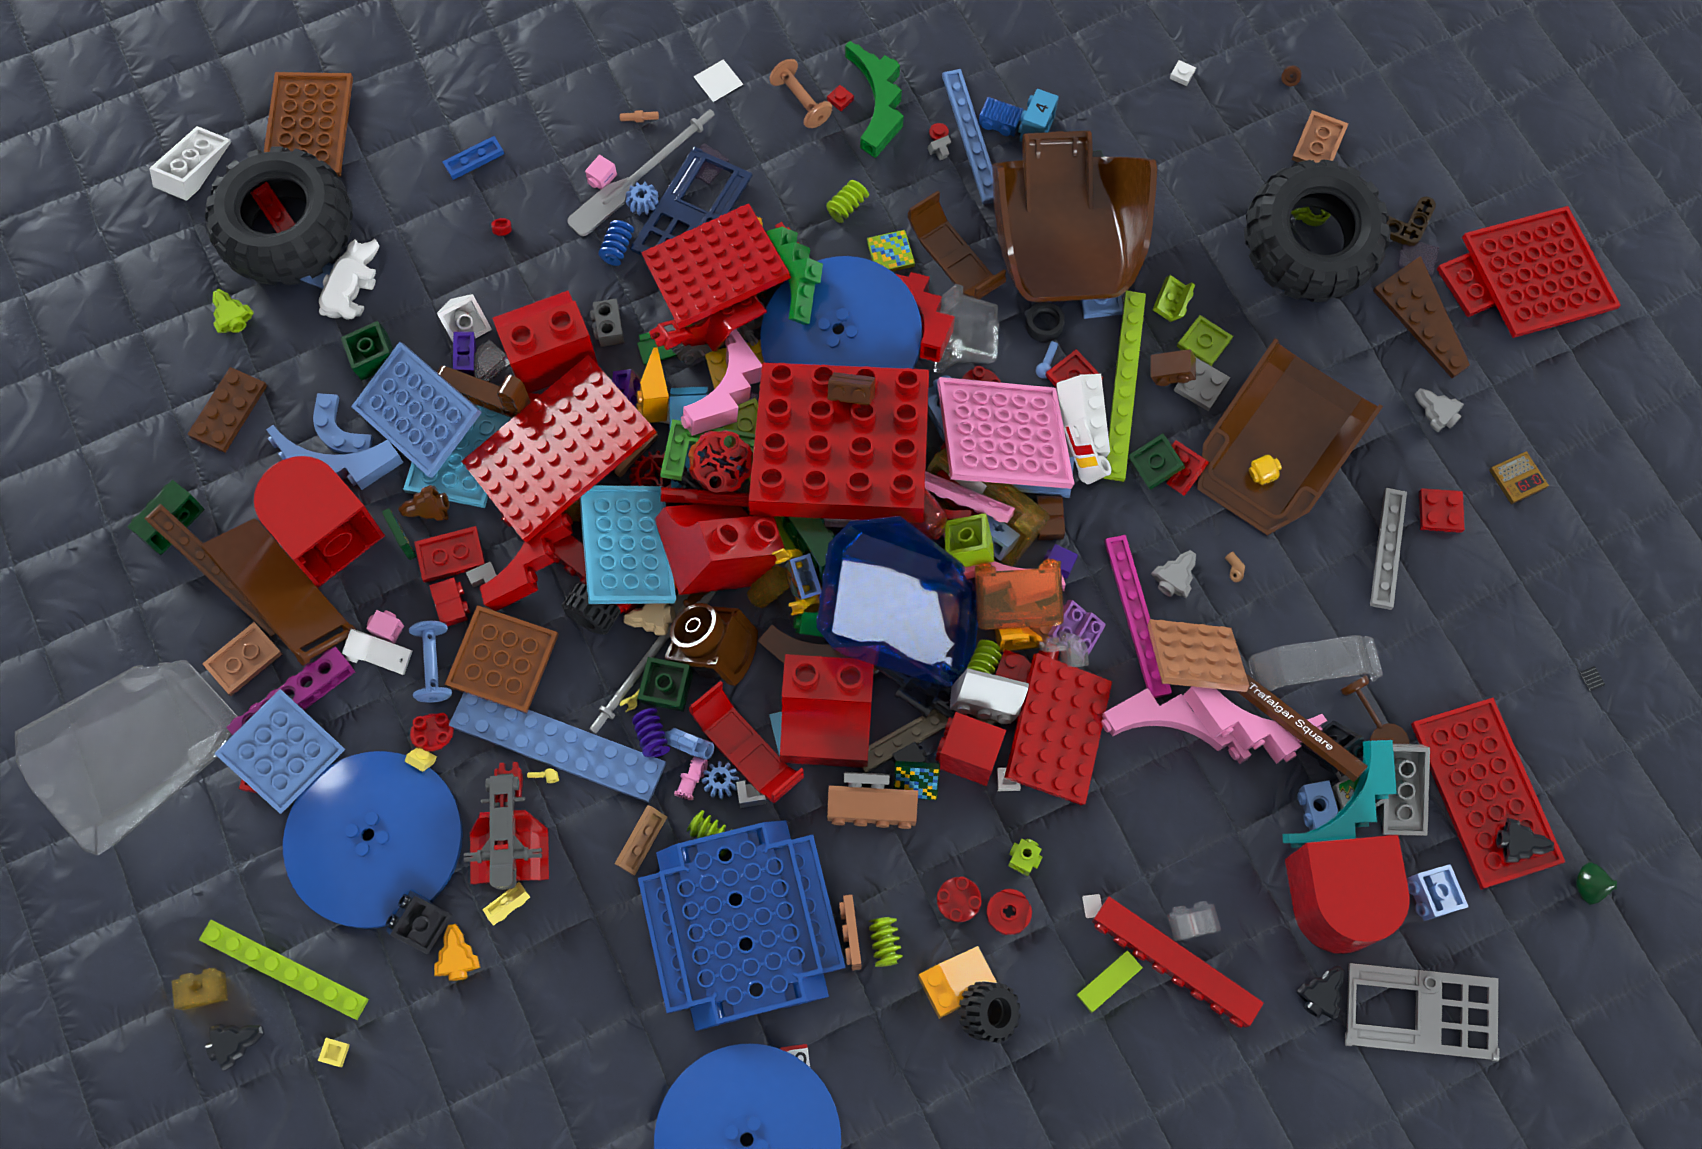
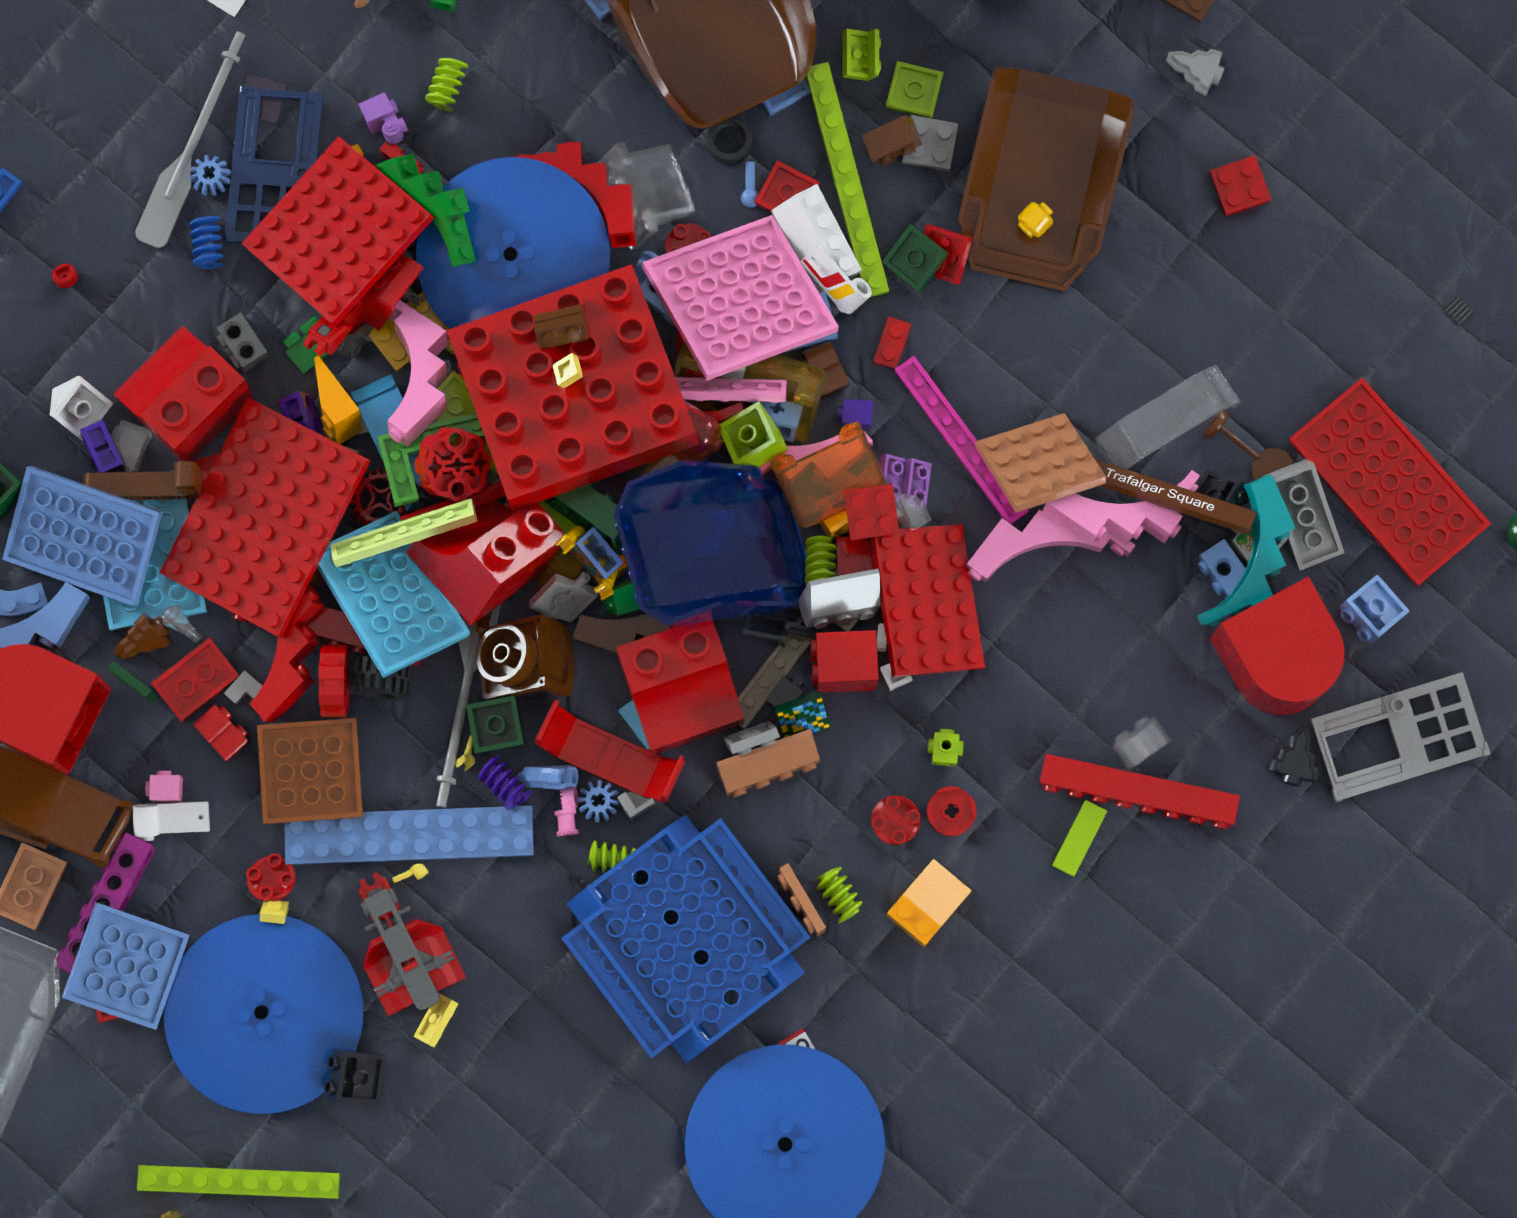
camera: 25 degrees left, 10 degrees up
(431, 629) = (234, 804): medium blue hose -> none
(456, 956) = (409, 1094): light orange rock -> none
(457, 502) = (177, 620): none -> clear cone
(550, 594) = (334, 680): none -> red connector
(600, 172) = (147, 163): bright pink brick -> none
(639, 116) = (157, 72): nougat bar -> none
(641, 840) = (544, 897): medium nougat plate -> none
(652, 618) = (448, 661): tan rock -> none
(657, 498) = (403, 532): none -> yellowish green plate
(764, 605) = (563, 597): none -> light grey plate
(787, 205) = (381, 116): none -> medium lavender brick
(841, 421) = (567, 370): none -> light yellow plate
(891, 250) = (521, 124): tile -> none
(951, 250) = (593, 97): reddish brown windscreen -> none
(1003, 1015) = (986, 915): black tyre -> none
(1006, 749) = (881, 638): none -> white tile
(1041, 635) = (871, 511): none -> red plate
(1092, 904) = (1032, 768): white sticker -> none
(1111, 519) = (892, 343): none -> red plate
(1176, 575) = (985, 378): light grey rock -> none
(1237, 568) = (1047, 343): medium nougat arm -> none
(1388, 549) = (1198, 254): light grey plate -> none
(1518, 477) = (1309, 113): pearl gold tile -> none
(1520, 842) = (1439, 522): black rock -> none

